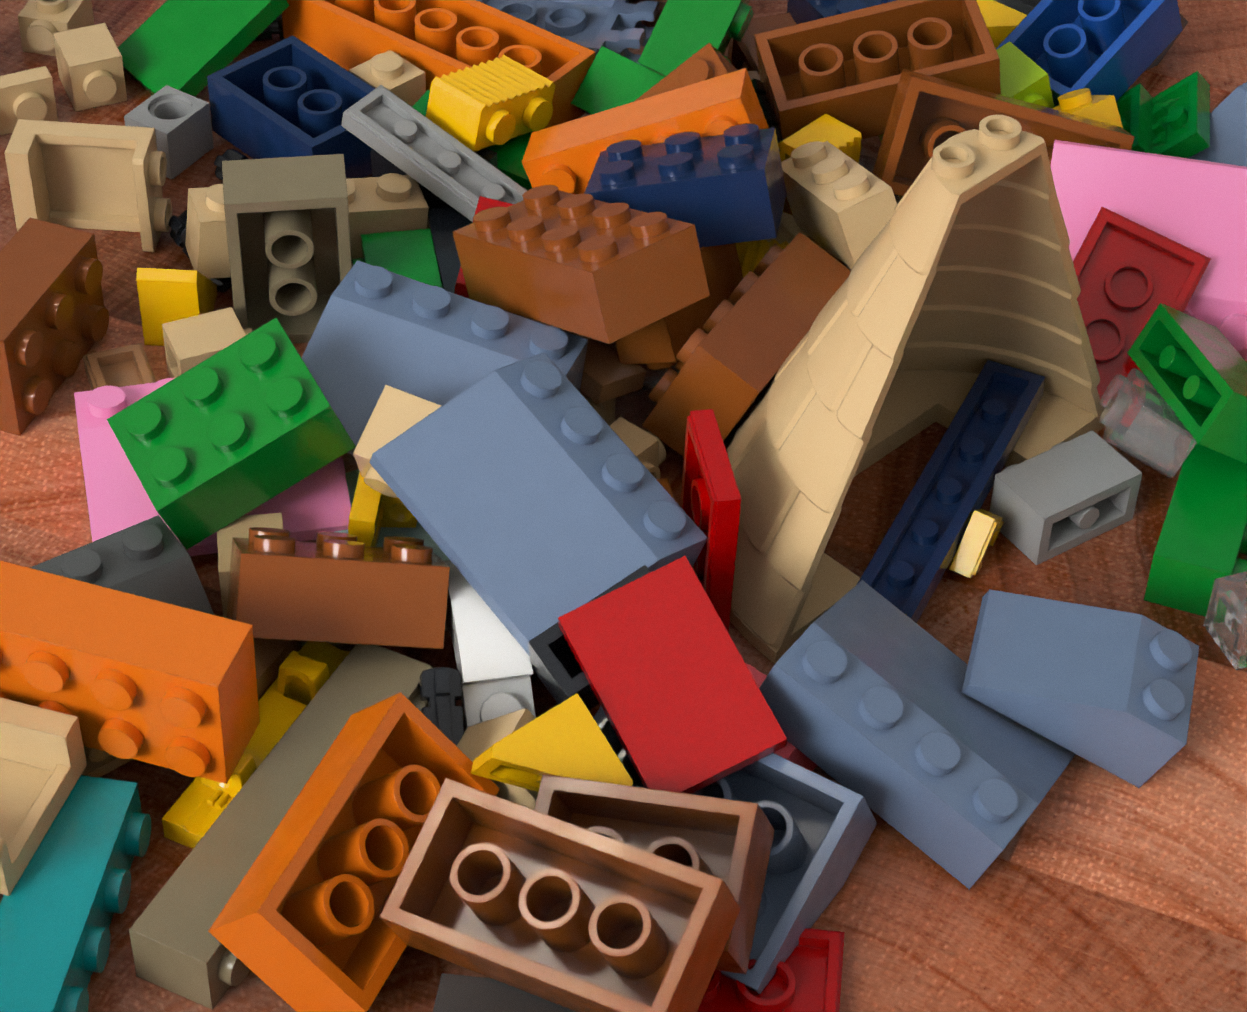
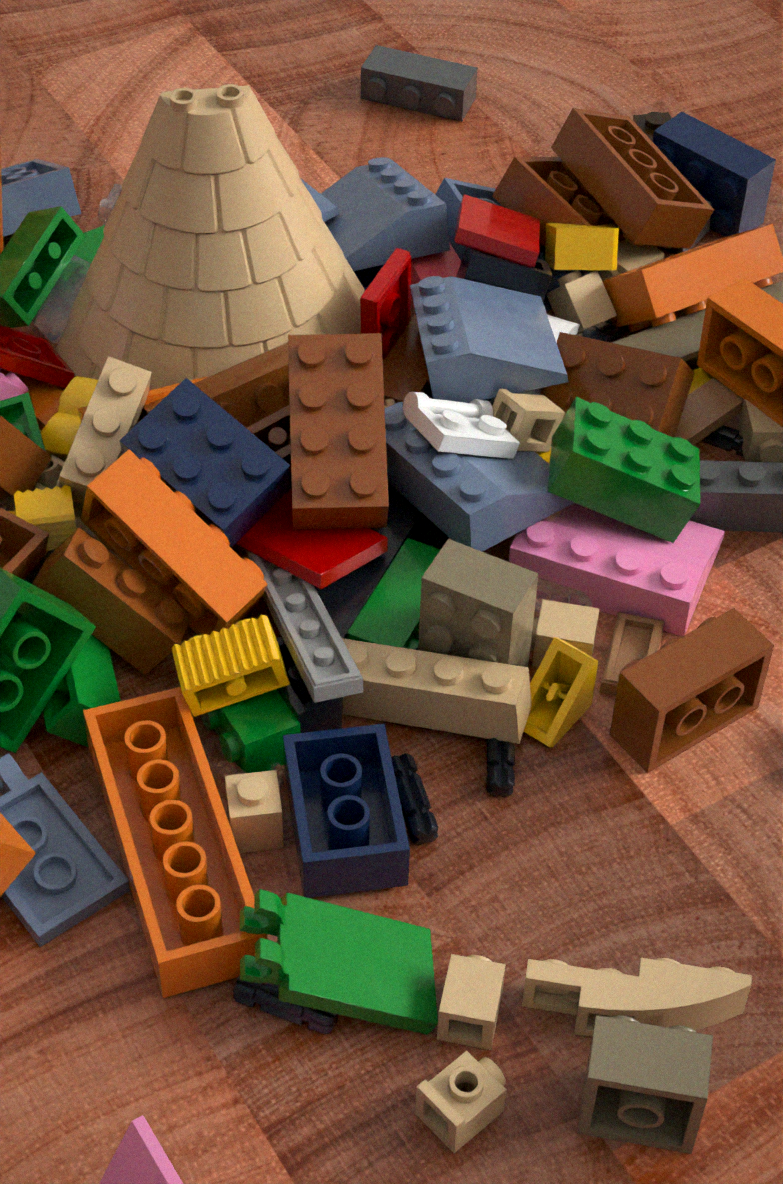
camera: 145 degrees left, 5 degrees up
(89, 177) = (568, 814): tan panel -> none
(180, 126) = (458, 859): light grey brick -> none
(447, 337) = (460, 426): none -> white plate

